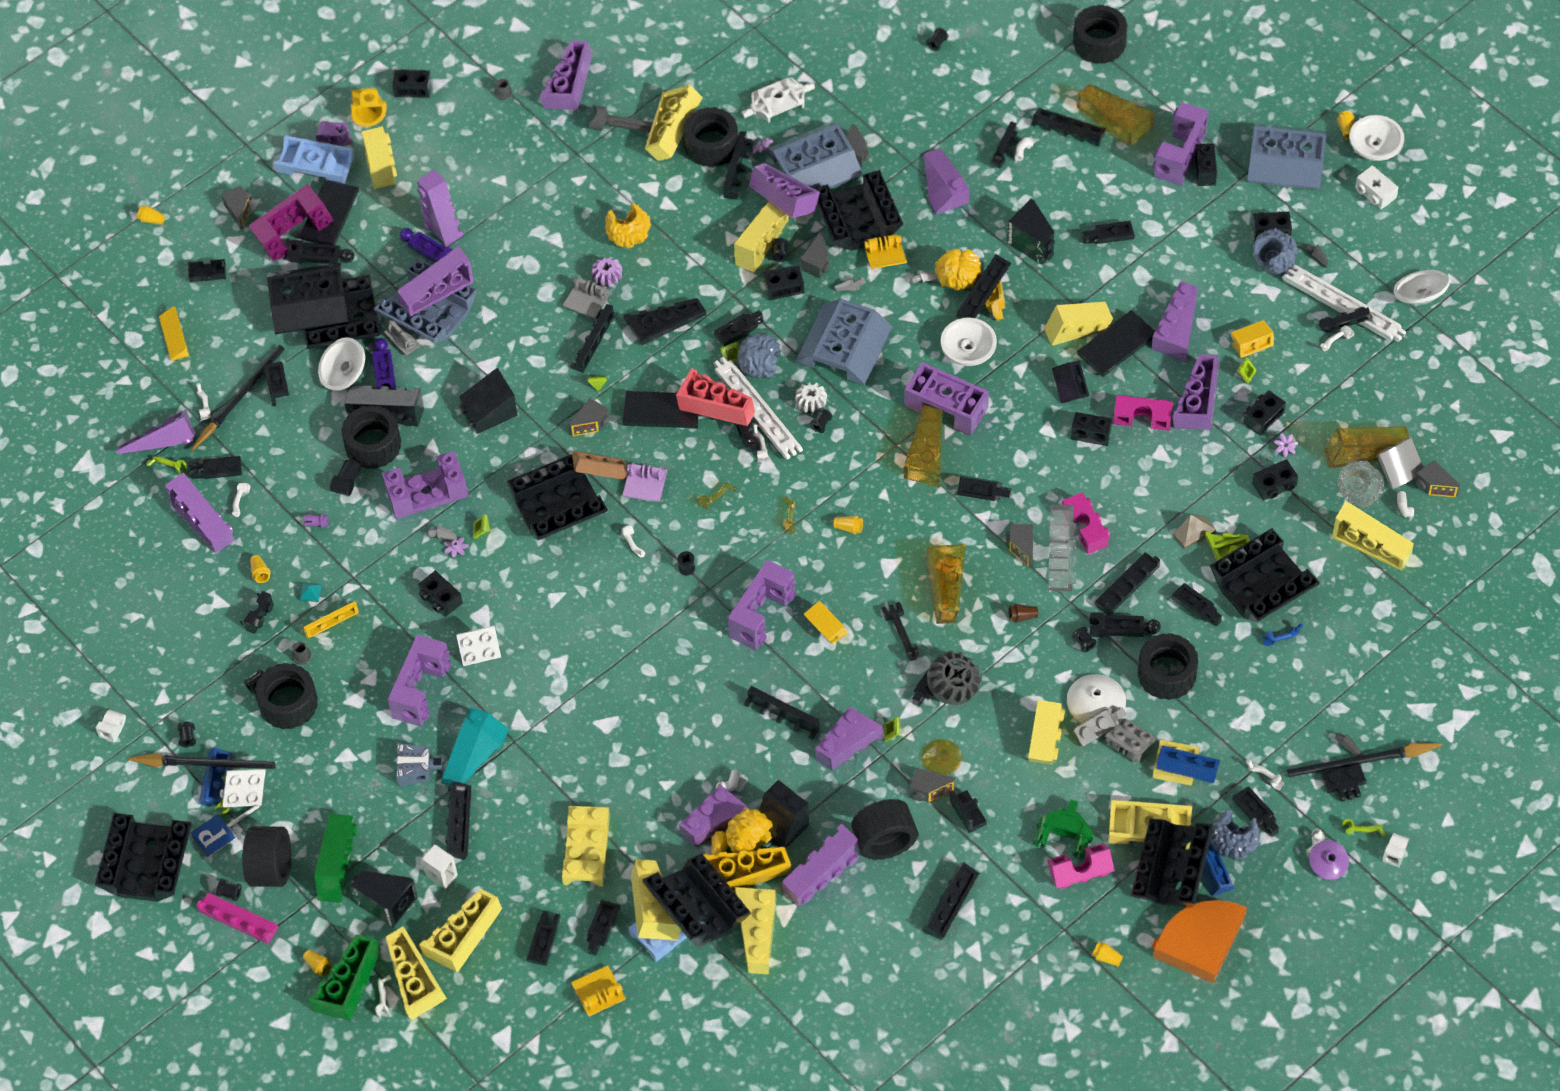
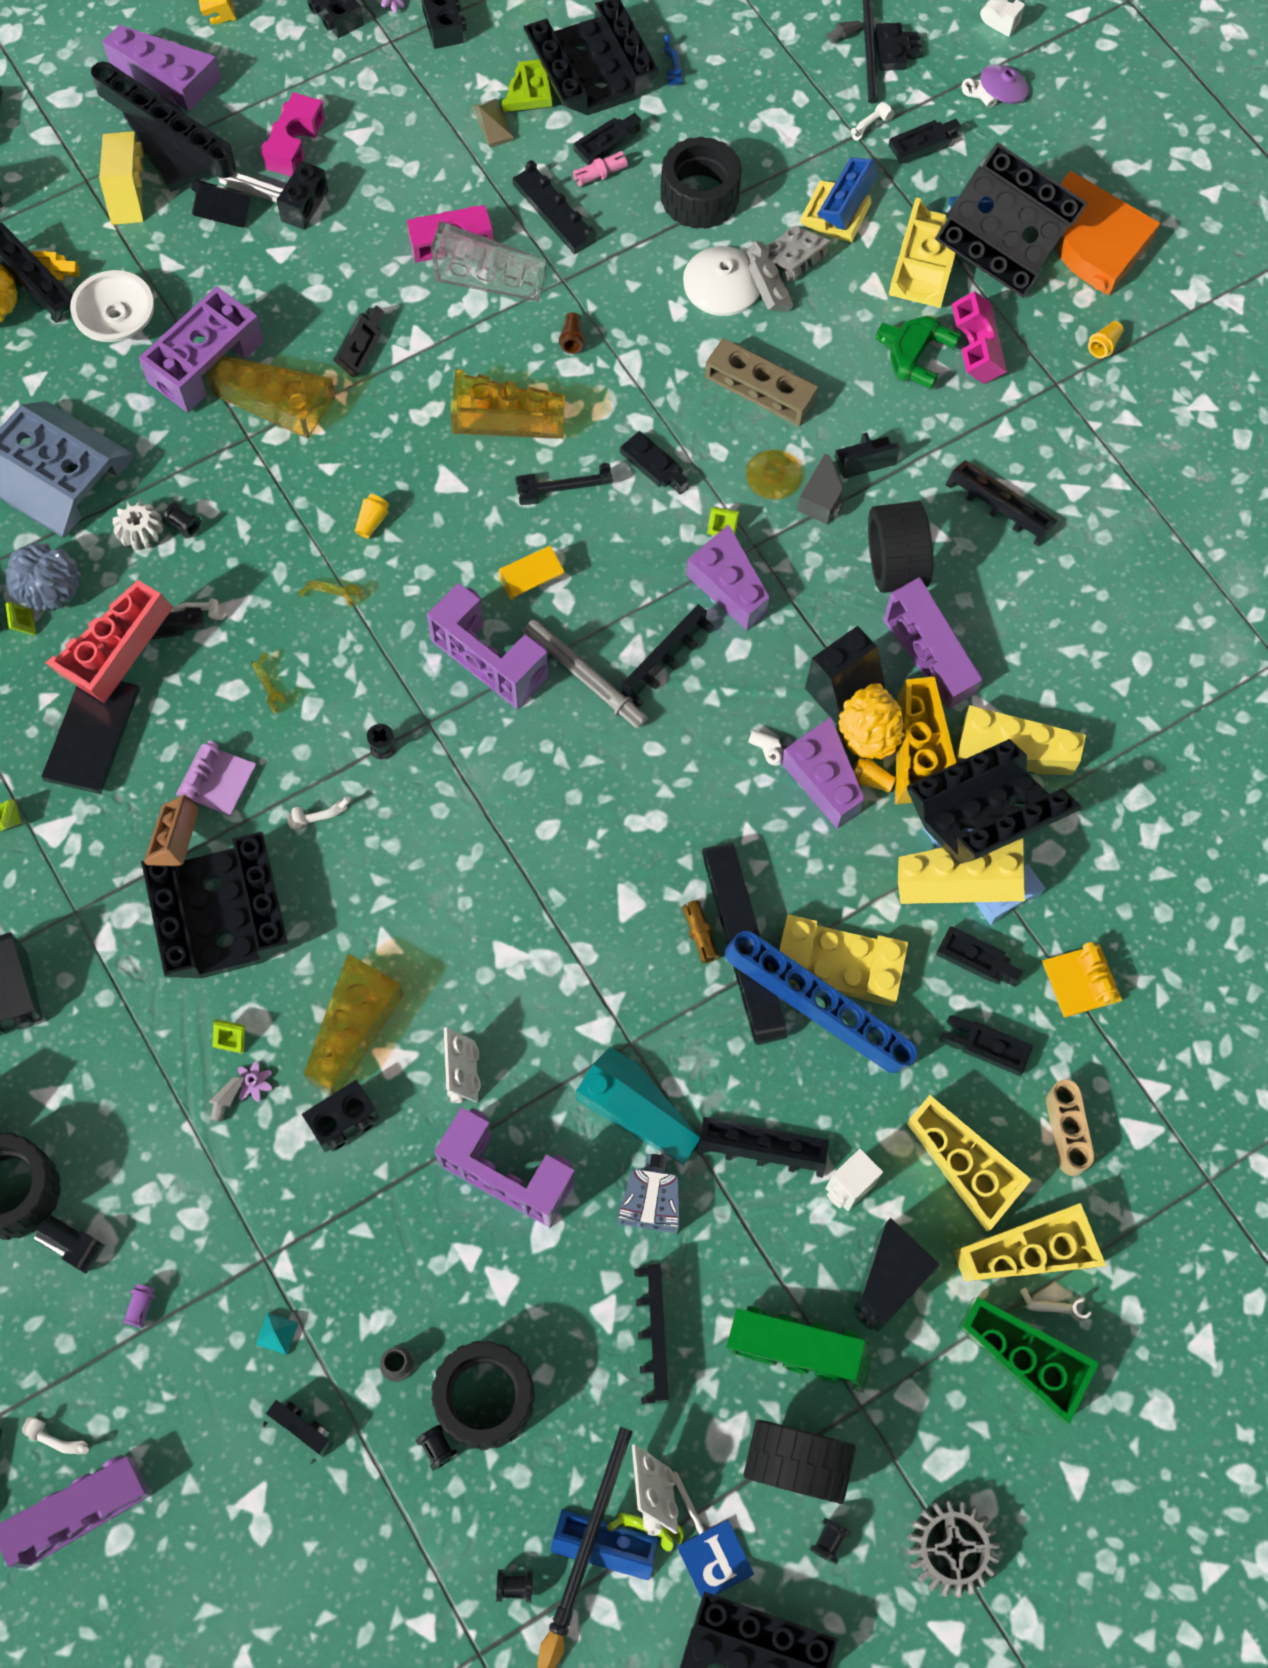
camera: 85 degrees left, 10 degrees up
(215, 954) = (955, 1565): none -> light grey gear
(237, 918) = (880, 1532): dark pink hinge -> none
(259, 569) = (212, 1417): yellow cone -> none
(318, 963) = (985, 1403): yellow cone -> none
(330, 620) = (339, 1306): yellow slope -> none
(335, 781) = (656, 1335): none -> black hinge
(446, 486) = (128, 1077): medium lavender plate -> none
(489, 998) = (1074, 1113): none -> tan beam
(497, 586) = (351, 1023): none -> clear yellow wedge
(550, 821) = (835, 1002): none -> blue beam
(588, 788) = (737, 916): none -> black beam
(589, 419) = (74, 837): dark grey slope -> none
(591, 764) = (700, 932): none -> pearl gold pin
(759, 669) = (614, 698): none -> light grey axle
(763, 414) = (173, 585): white hinge -> none
(949, 690) = (654, 430): dark grey gear -> none
(1017, 707) = (748, 384): none -> dark tan brick
(1021, 542) = (463, 310): dark grey slope -> none
(1046, 732) = (772, 336): light yellow wedge -> none
(1084, 639) = (632, 270): black bush -> none
(1096, 396) = (252, 185): none -> light grey axle
(1121, 625) = (620, 225): black plate -> none
(1125, 332) = (163, 119): none -> black beam
(1170, 605) = (600, 168): none -> bright pink pin
(1198, 401) = (288, 61): medium lavender wedge -> none
(1234, 841) = (962, 157): sand blue hair -> none
(1246, 370) = (260, 15): lime slope -> none
(1368, 829) = (962, 51): lime piece -> none

